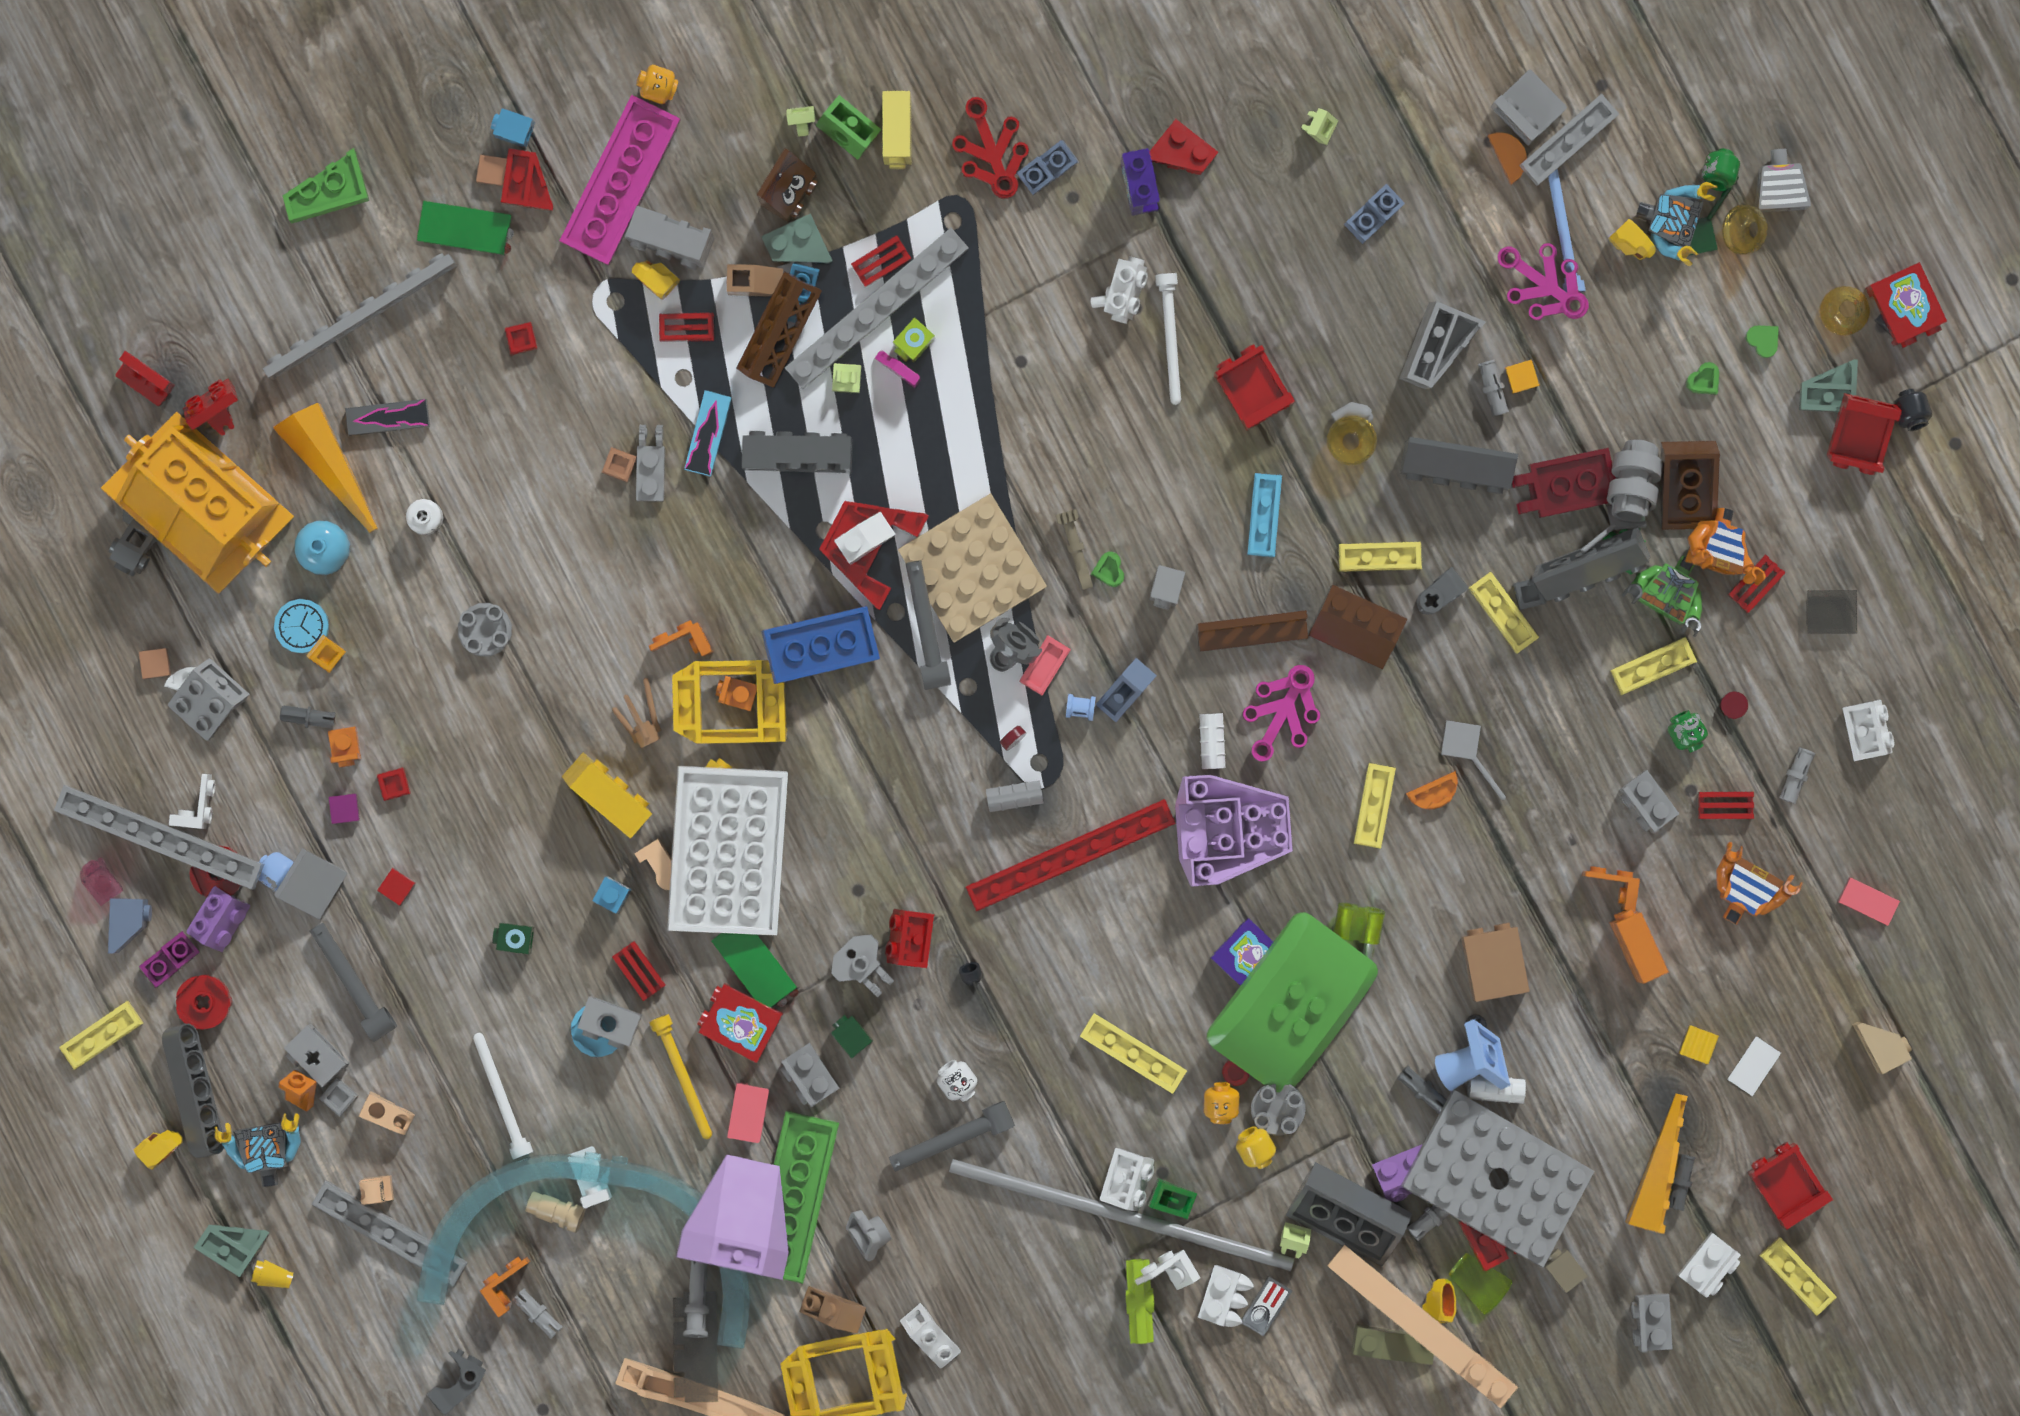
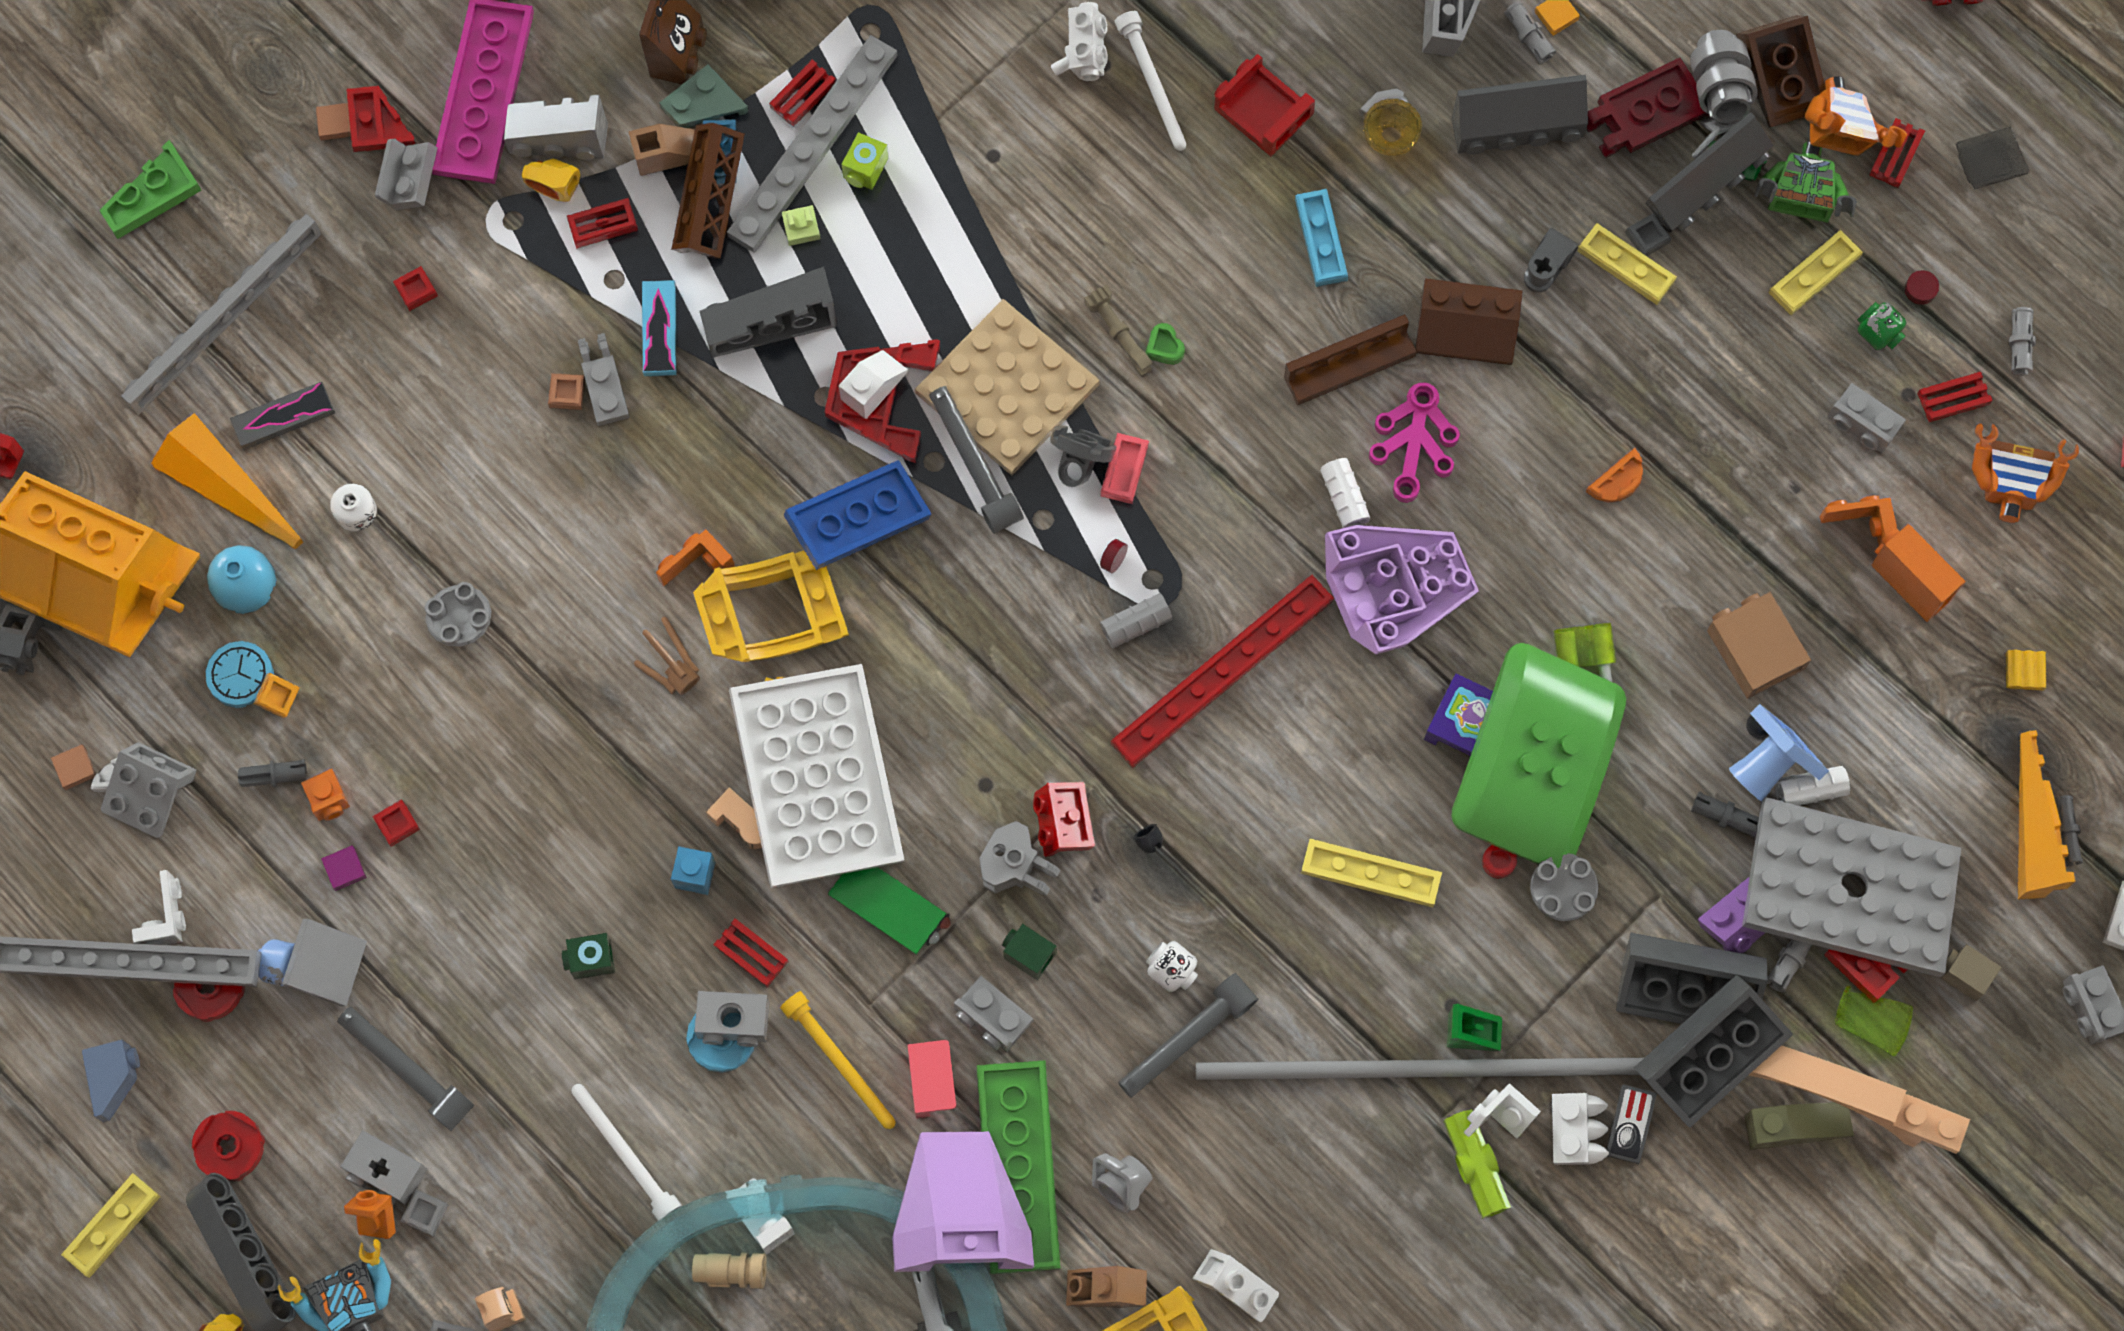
camera: 20 degrees left, 15 degrees down
(100, 881) = (65, 1038): clear pink bracket -> none
(169, 959) = (174, 1109): magenta slope -> none
(212, 407) = (74, 456): red plate -> none
(218, 919) = (222, 1039): medium lavender bracket -> none
(386, 1114) = (488, 1213): light nougat leg -> none
(396, 886) = (430, 940): red tile -> none
(465, 228) = (319, 191): green piece -> none
(512, 127) = (345, 67): dark azure brick -> none
(538, 239) = (405, 174): none -> light grey bracket
(607, 794) = (656, 755): yellow wedge -> none
(736, 693) = (775, 601): orange bracket -> none
(739, 1022) = (890, 973): red panel -> none
(898, 368) = (858, 197): dark pink tile -> none
(1080, 707) = (1181, 500): light blue bush -> none
(1126, 690) = (1226, 466): sand blue slope -> none
(1127, 1180) = (1413, 1023): white bracket -> none
(1166, 587) = (1237, 335): light grey brick -> none
(1221, 1103) = (1495, 898): light orange head -> none
(1255, 1147) = (1554, 938): yellow head -> none
(1295, 1238) = (1637, 1031): yellowish green tile -> none
(1343, 1275) = (1713, 1050): none -> dark grey slope
(1374, 805) = (1555, 513): light yellow tile -> none
(1380, 556) = (1466, 244): light yellow tile -> none
(1441, 1301) = (1837, 1048): yellow rock -> none
(1462, 742) = (1631, 416): light grey piece -> none
(1754, 1066) = (2098, 676): white sticker -> none
(1868, 730) = (2081, 268): white bracket -> none

